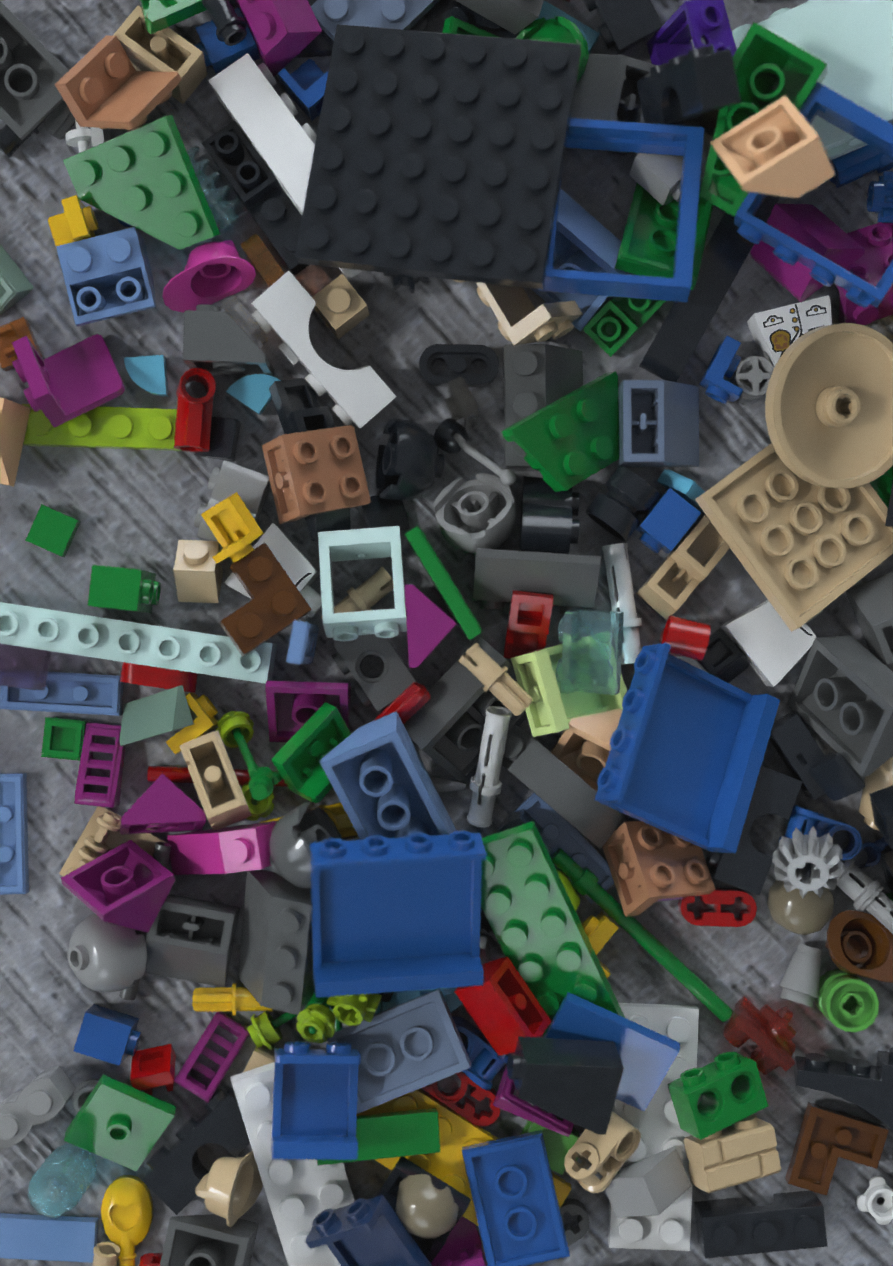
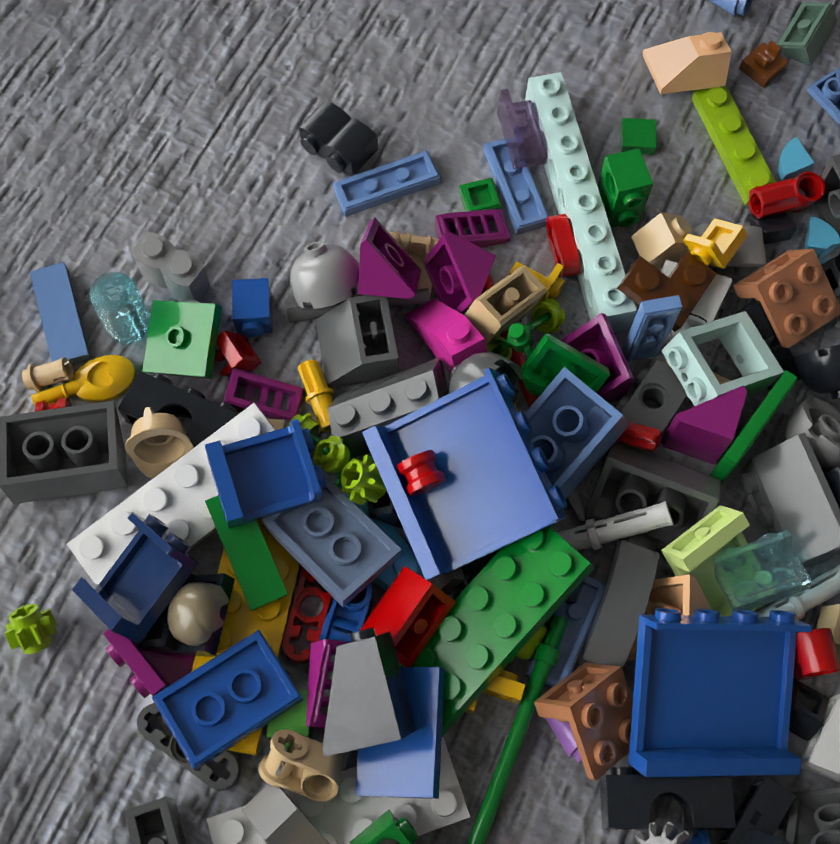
camera: 70 degrees right, 20 degrees down
(68, 380) = (755, 102): magenta bracket -> none
(155, 715) = (531, 250): sand green slope -> none
(379, 953) = (421, 472): none -> red wheel
(496, 679) = (700, 492): tan axle -> none
(527, 623) = (763, 509): red slope -> none
(716, 916) = (583, 794): red beam -> none

